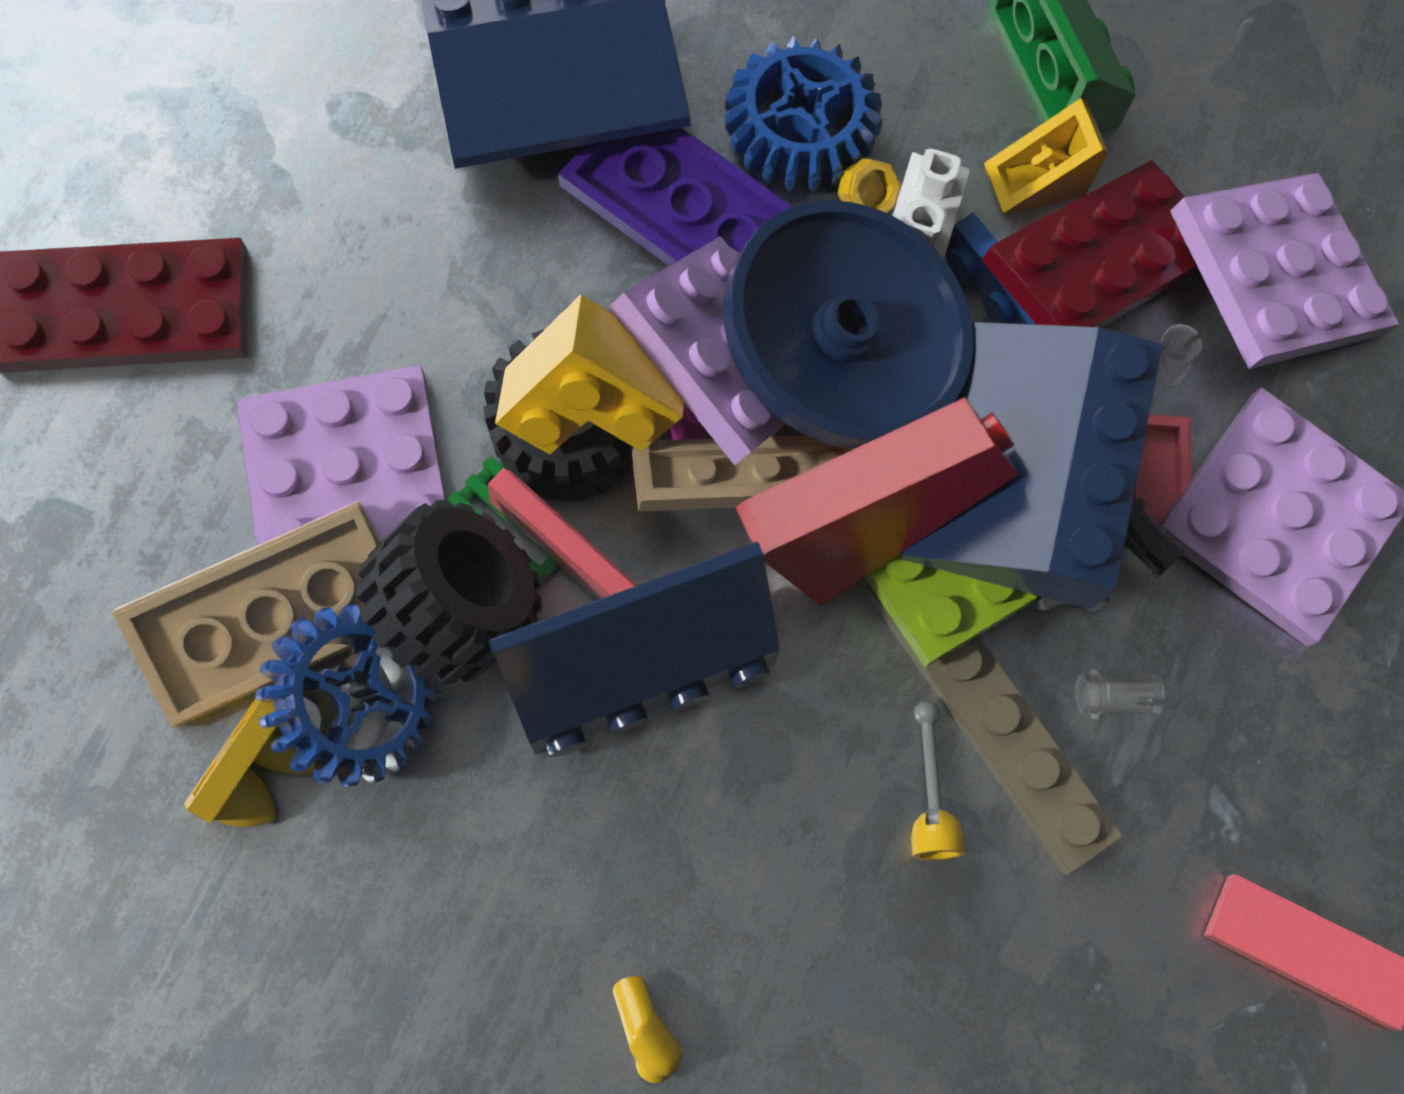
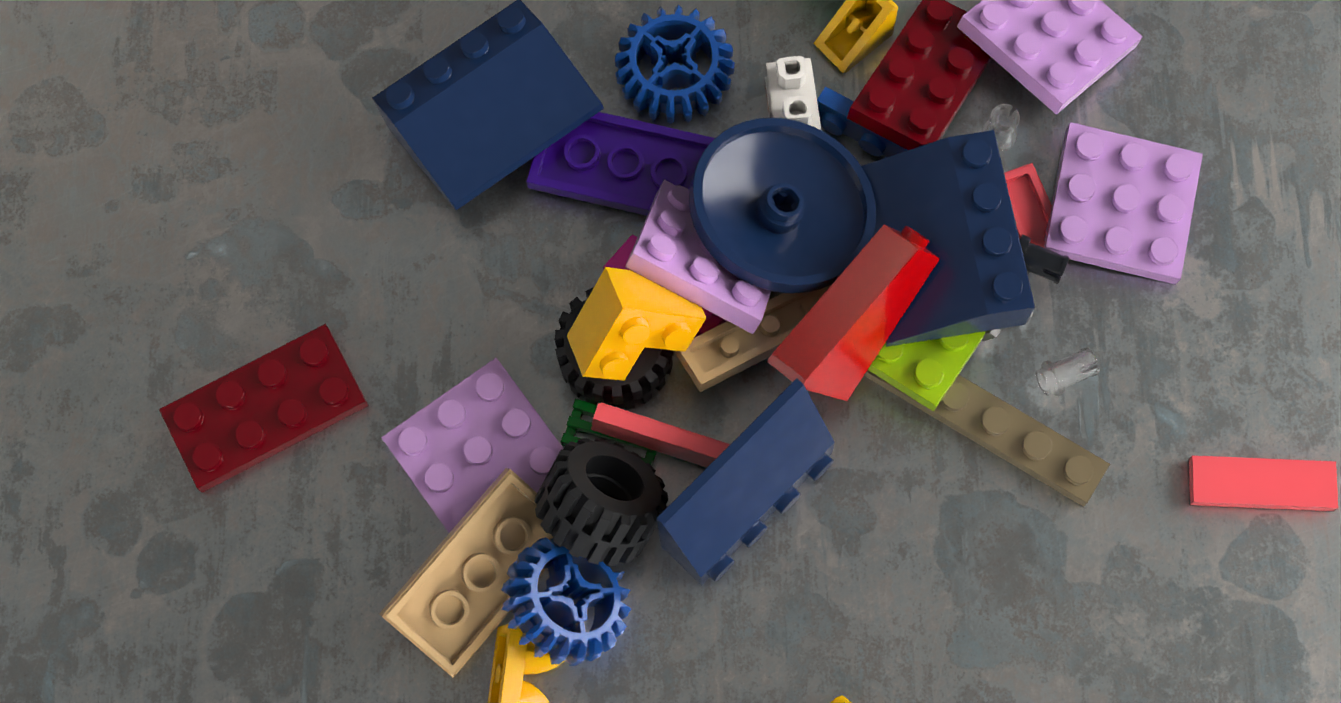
camera: 15 degrees left, 0 degrees up
(870, 184) = (744, 97): yellow tile -> none
(935, 832) = (989, 515): hinge -> none

